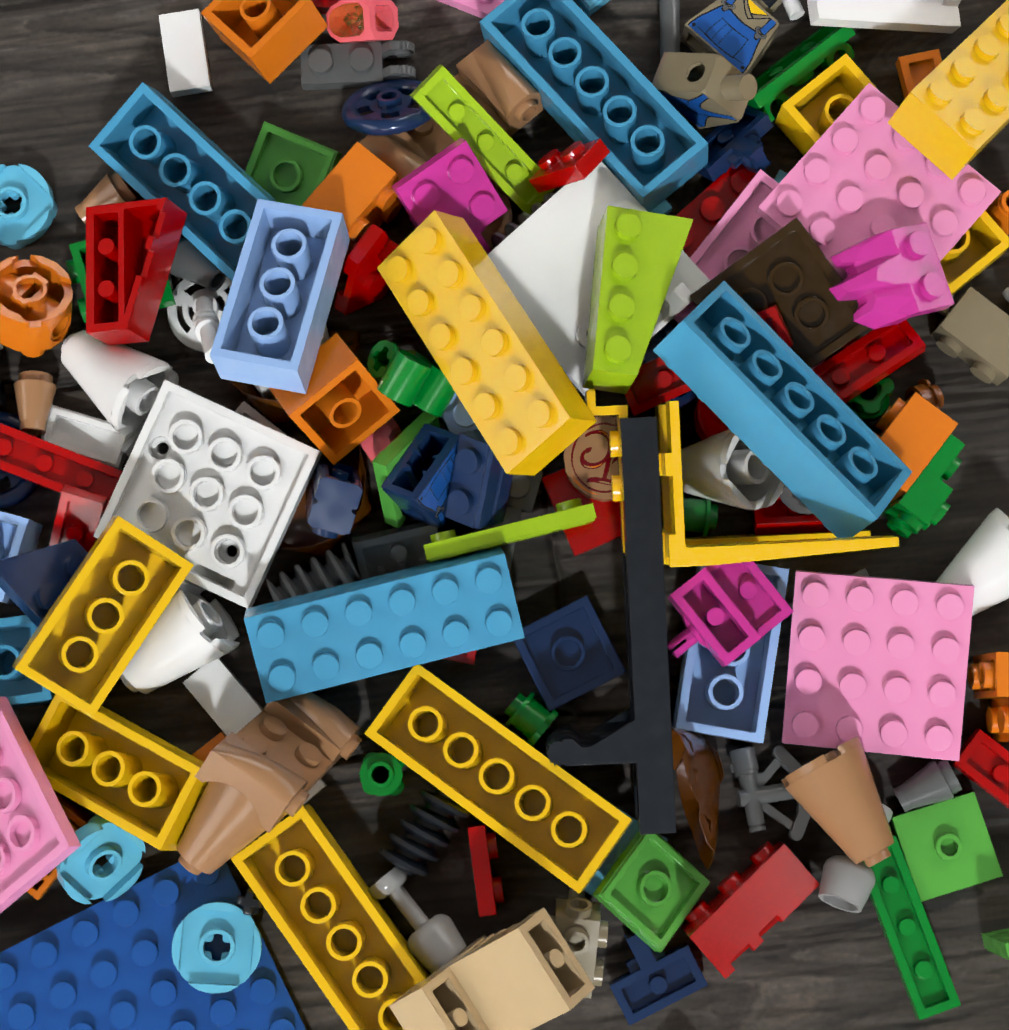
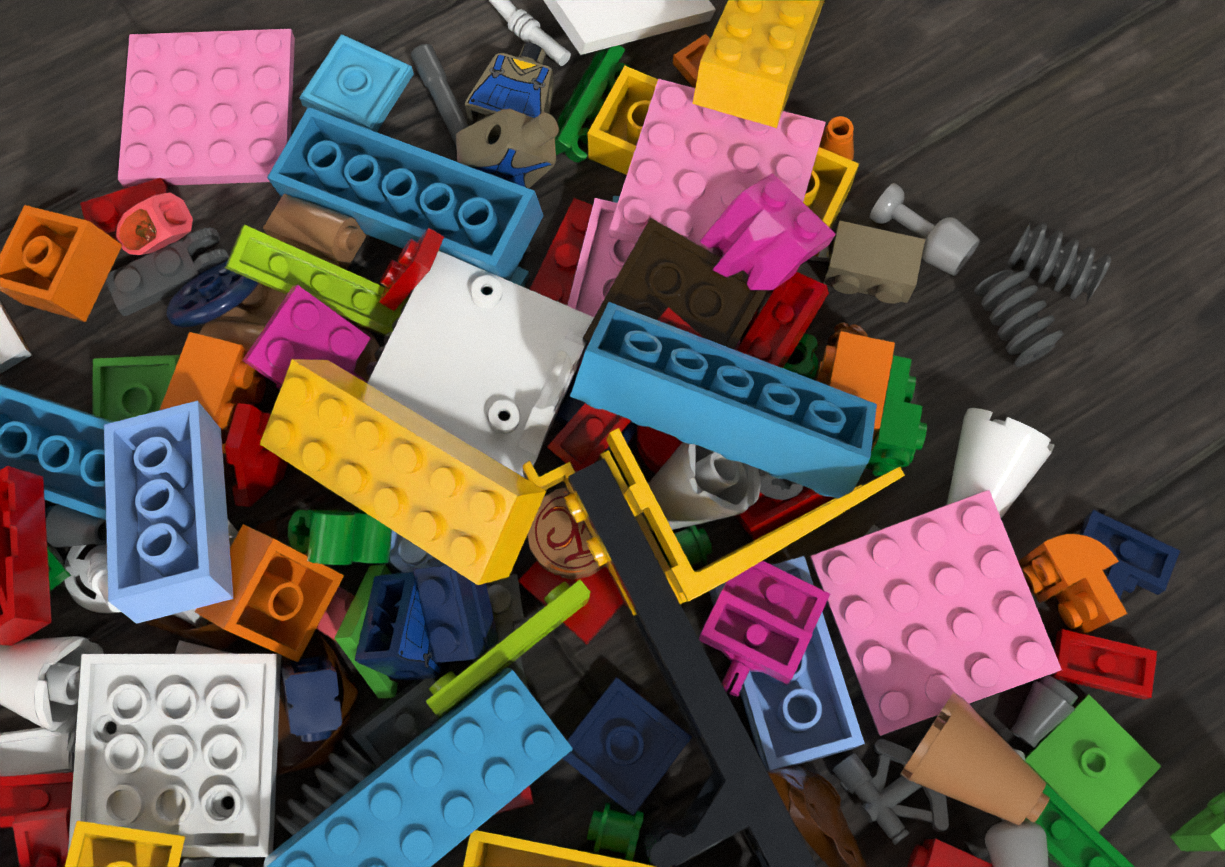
camera: 30 degrees left, 10 degrees down
(629, 285) = (519, 349): lime wedge -> none
(737, 145) = (563, 188): dark blue hinge -> none

